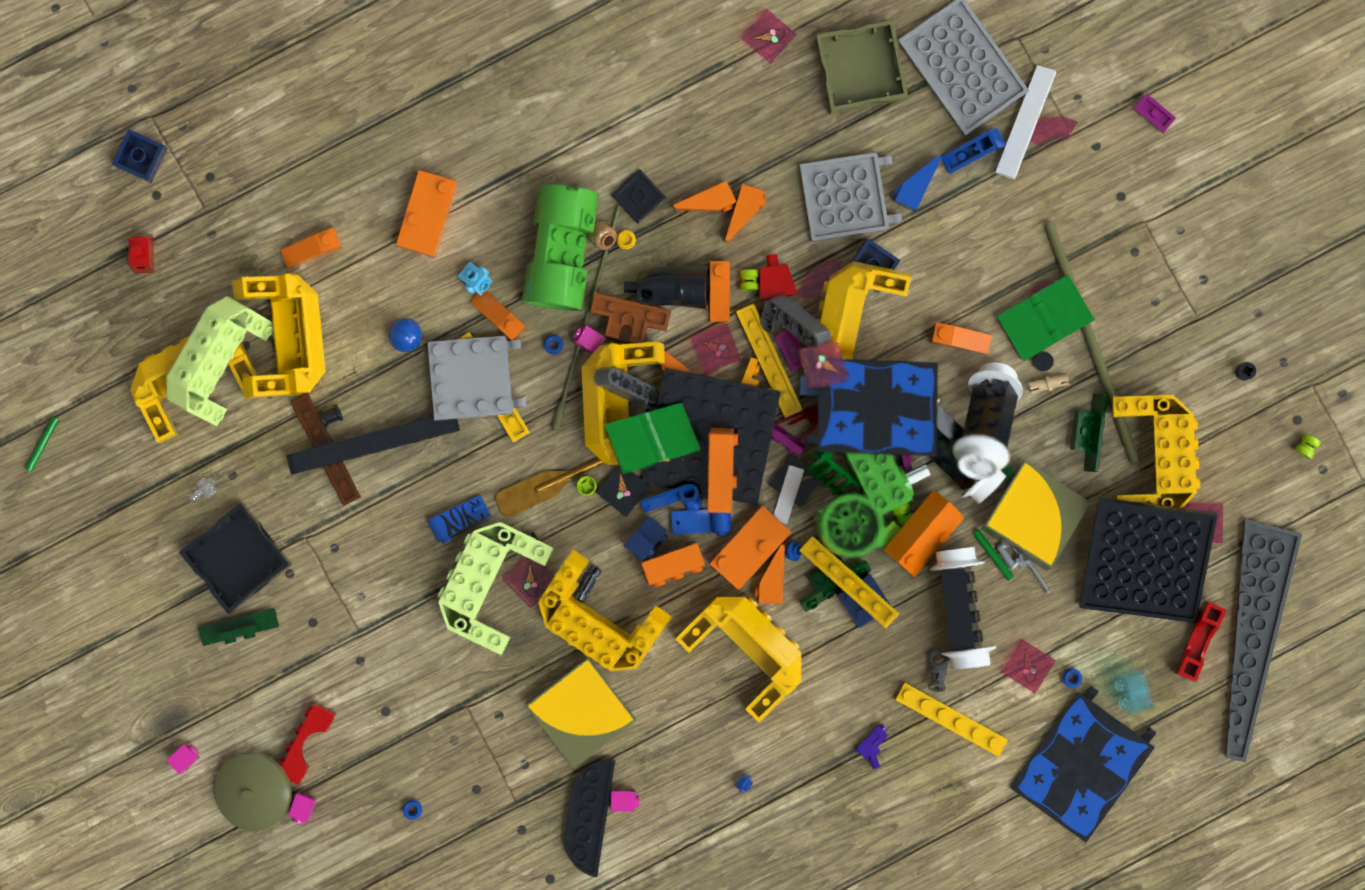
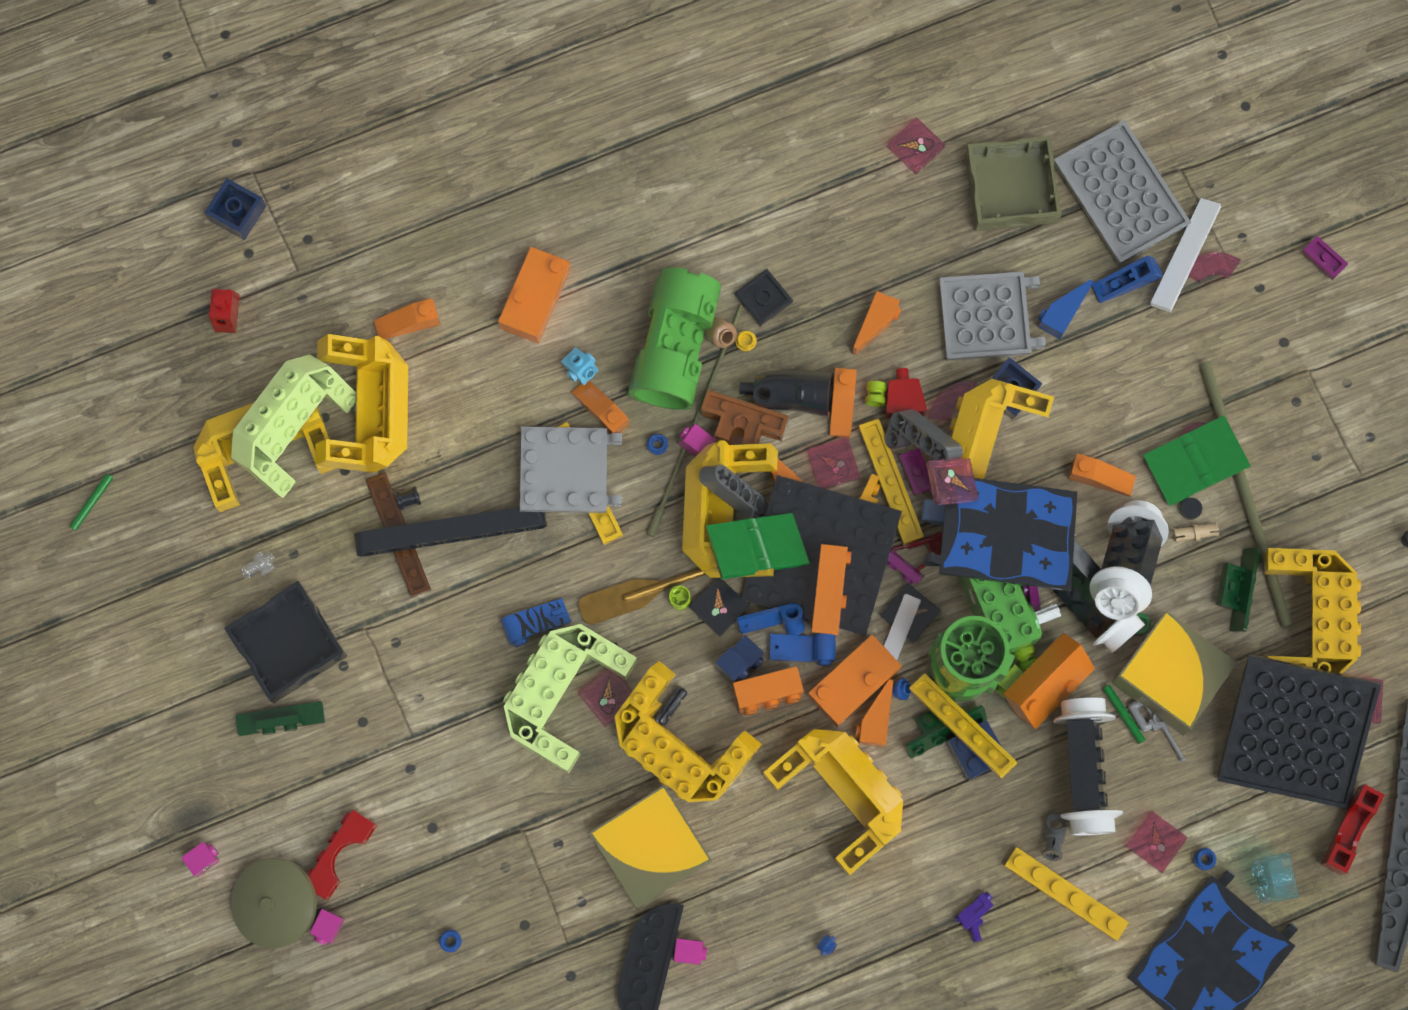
camera: 15 degrees right, 10 degrees down
(405, 335) = (497, 418): blue piece -> none
(711, 200) = (840, 307): orange slope -> none
(821, 465) = (941, 593): green plate -> none

